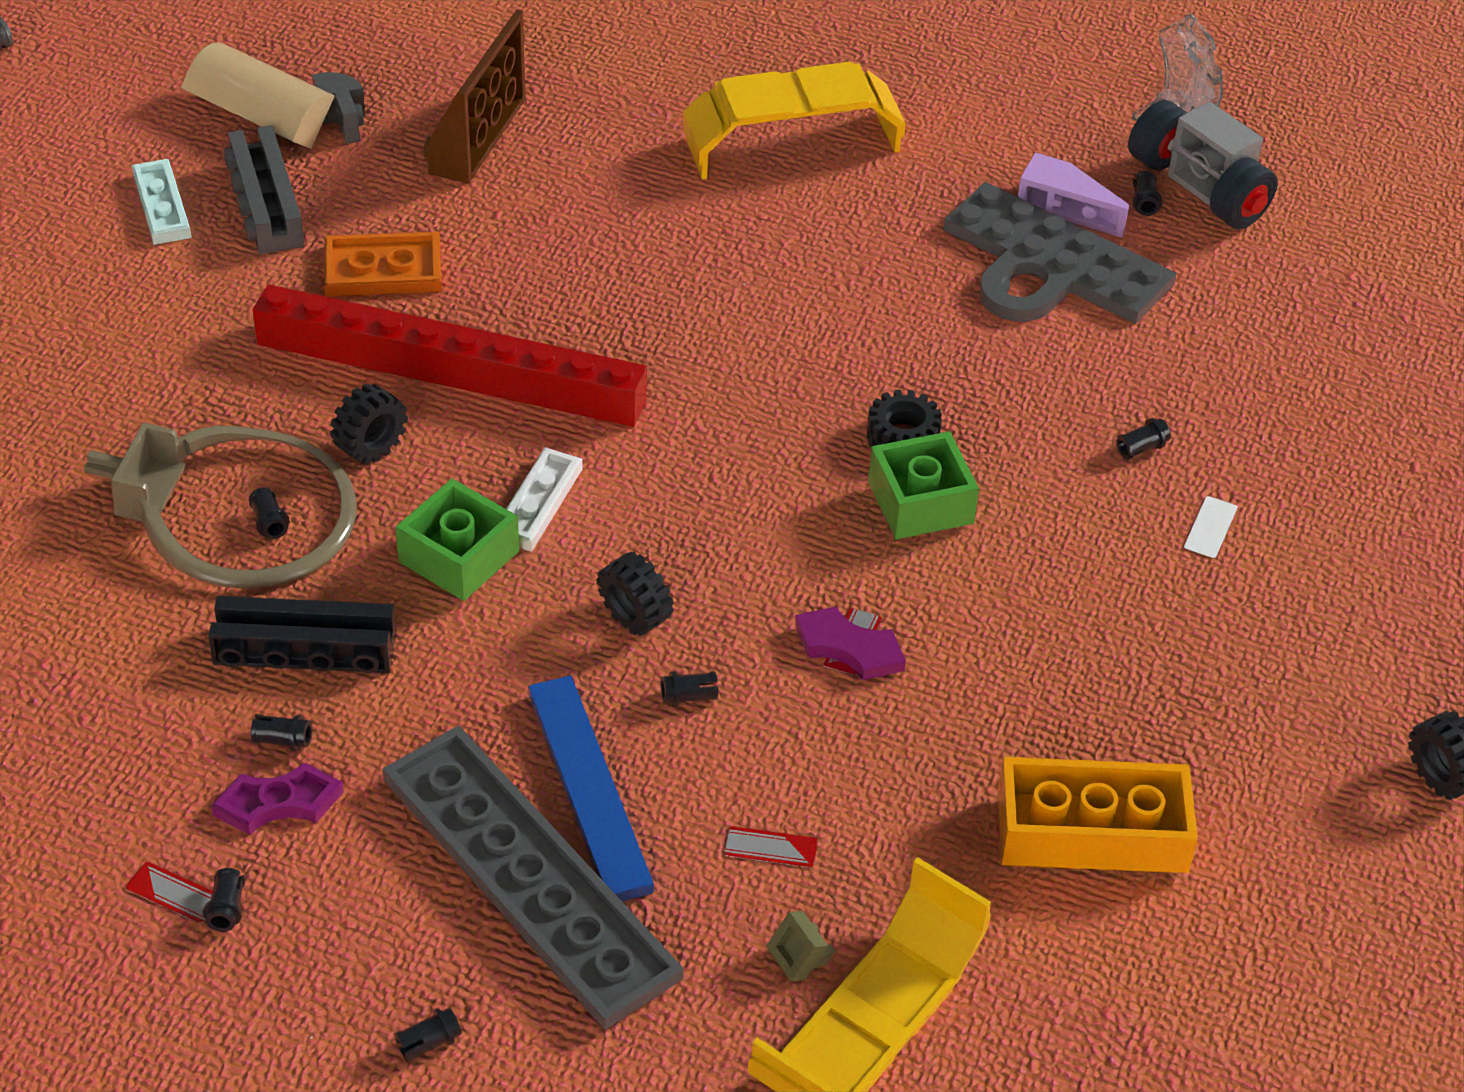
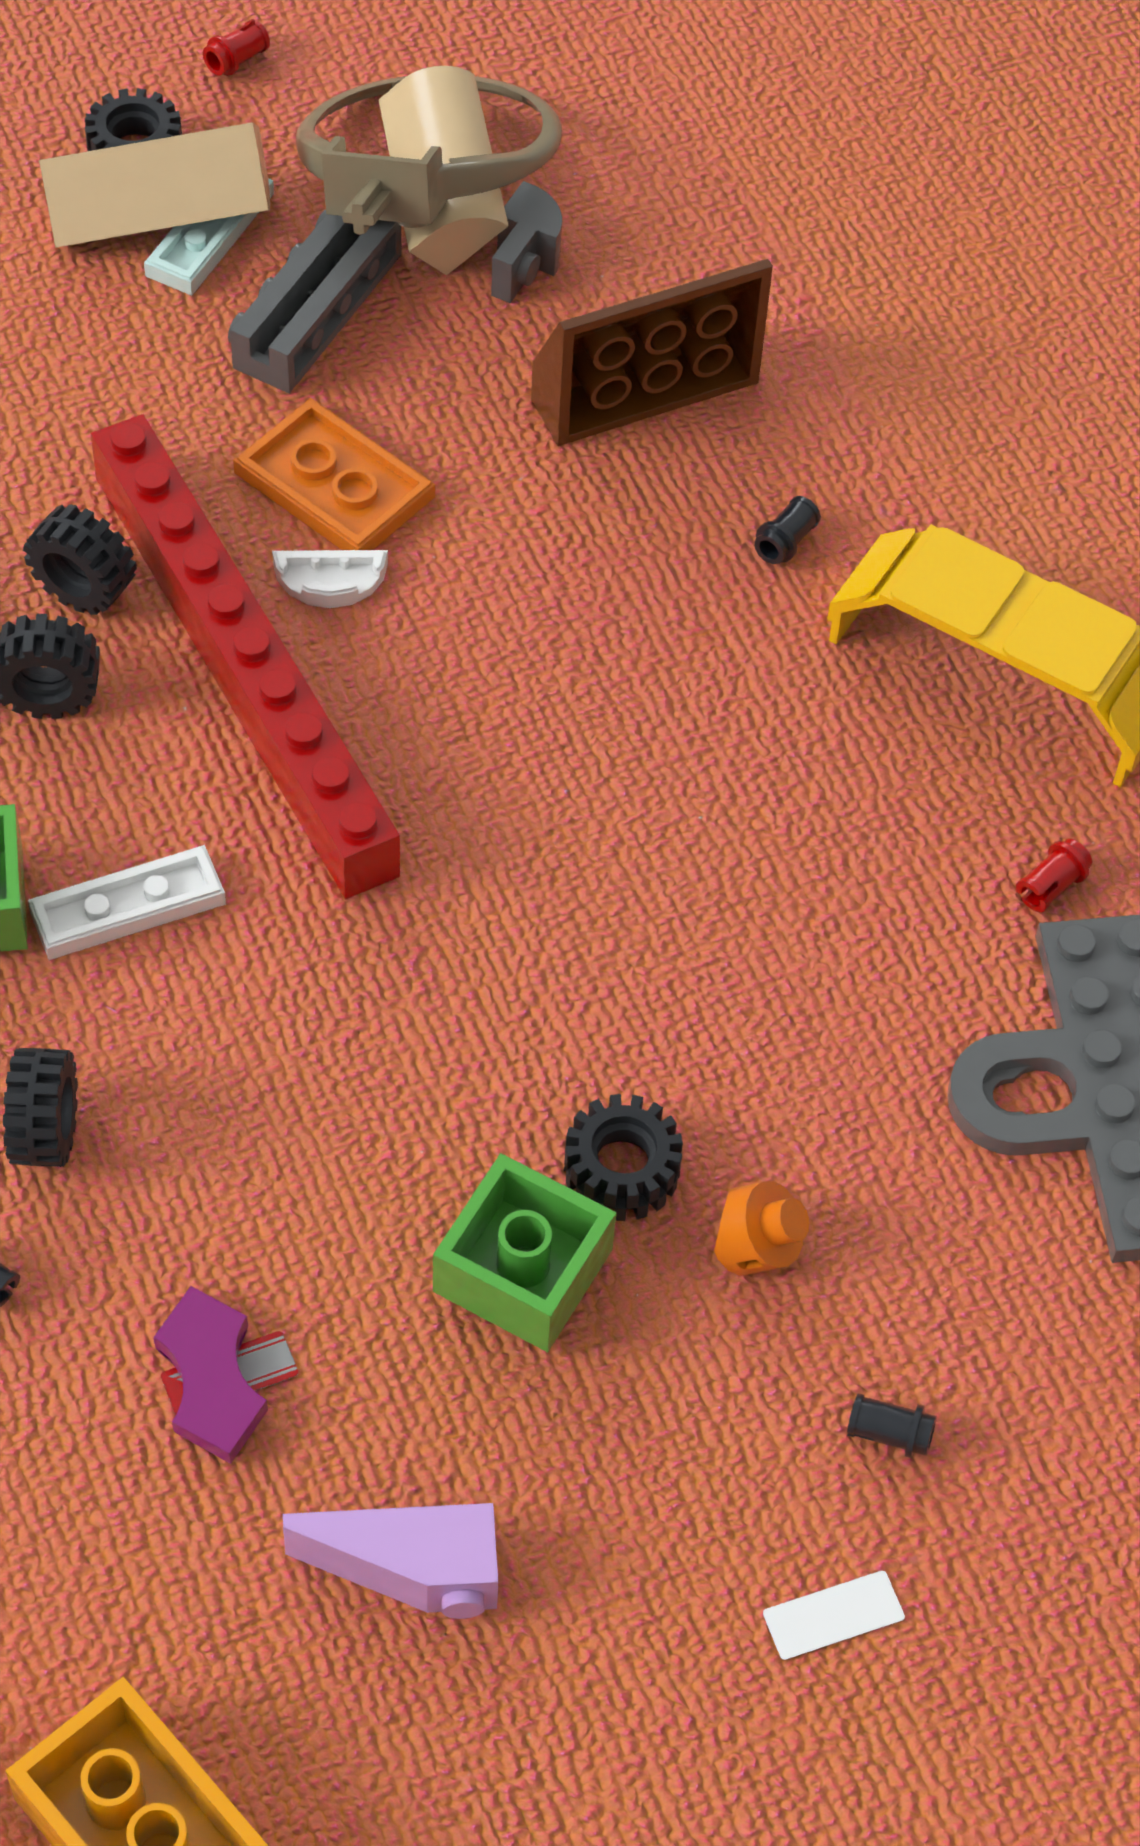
camera: 45 degrees right, 10 degrees up
(61, 117) = (226, 53): none -> red pin
(65, 184) = (128, 117): none -> black tyre
(120, 191) = (156, 184): none -> tan brick
(251, 111) = (414, 190): none -> dark tan brick
(319, 351) = (80, 559): none -> black tyre
(442, 302) = (330, 576): none -> white tile
(630, 148) = (779, 539): none -> black pin
(924, 191) = (1065, 864): none -> red pin
(1000, 404) = (760, 1229): none -> orange piece
(1032, 635) = (415, 1555): none -> lavender slope

